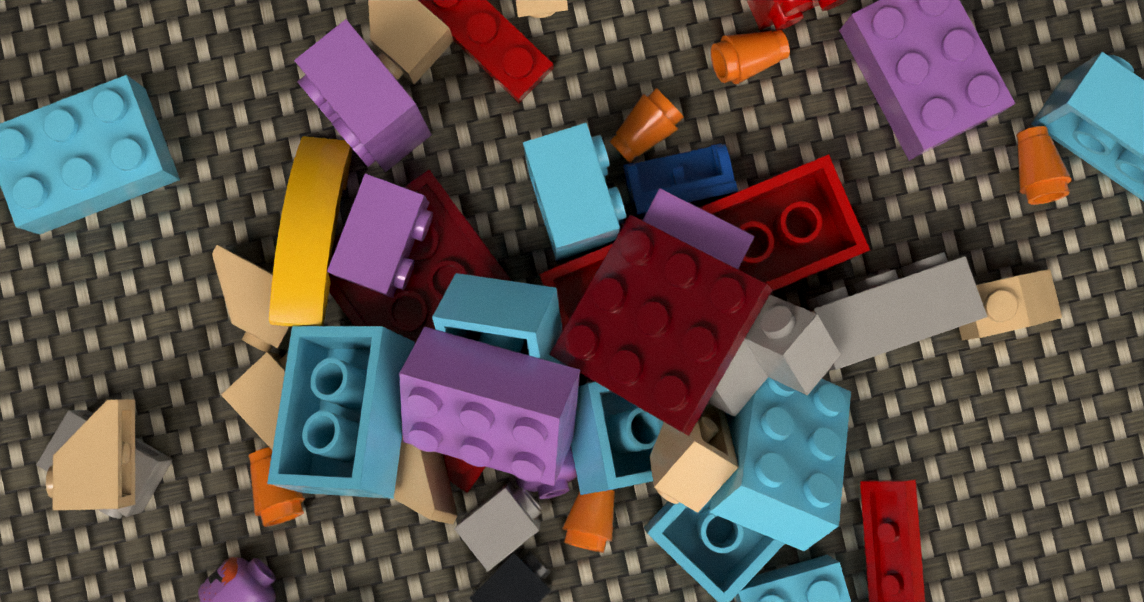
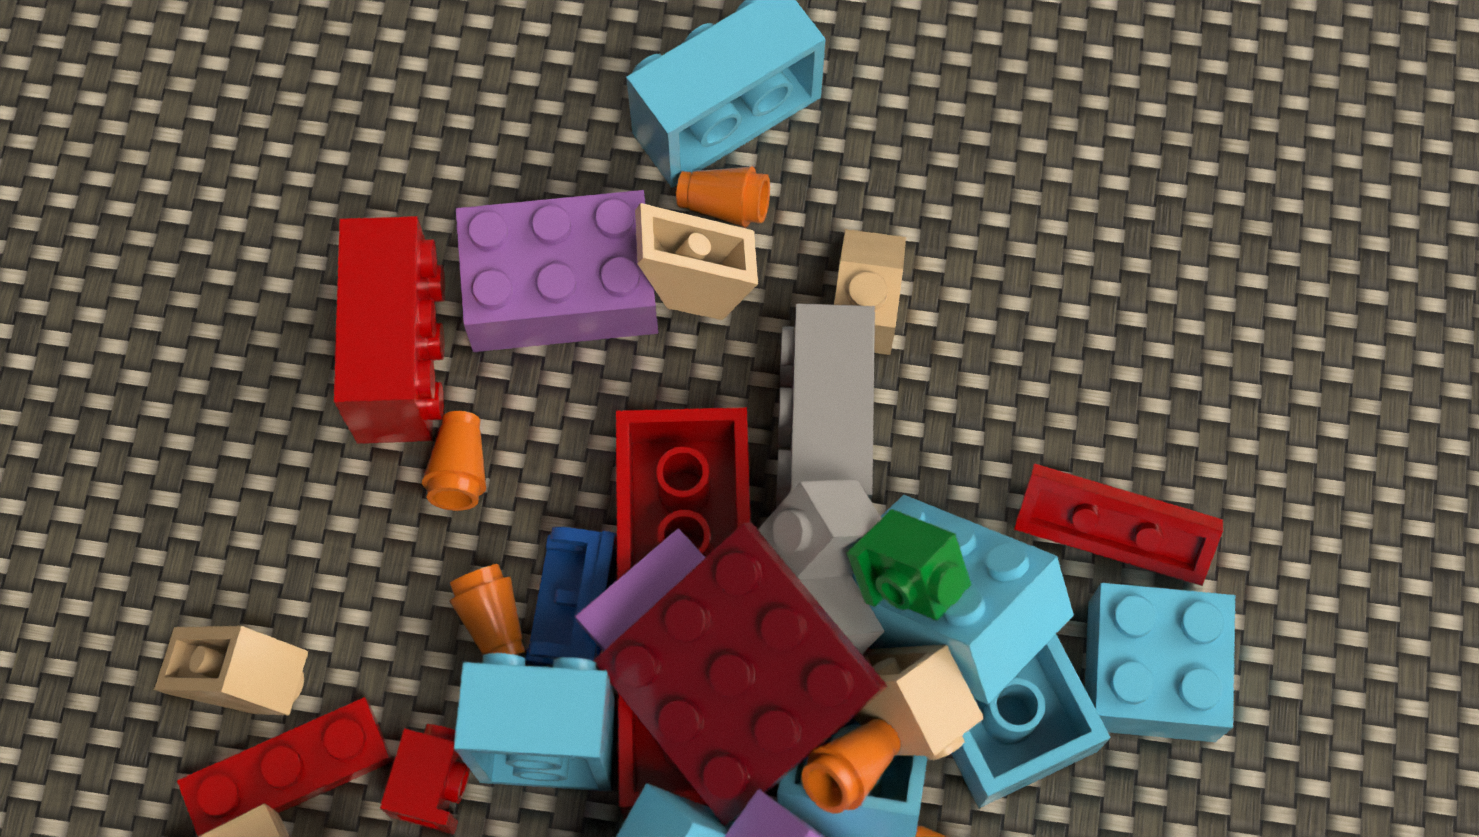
camera: 65 degrees left, 15 degrees down
(507, 127) = (426, 779): none -> red brick
(624, 428) = (847, 768): none -> orange cone
(786, 419) = (909, 565): none -> green brick
(973, 165) = (695, 261): none -> tan slope

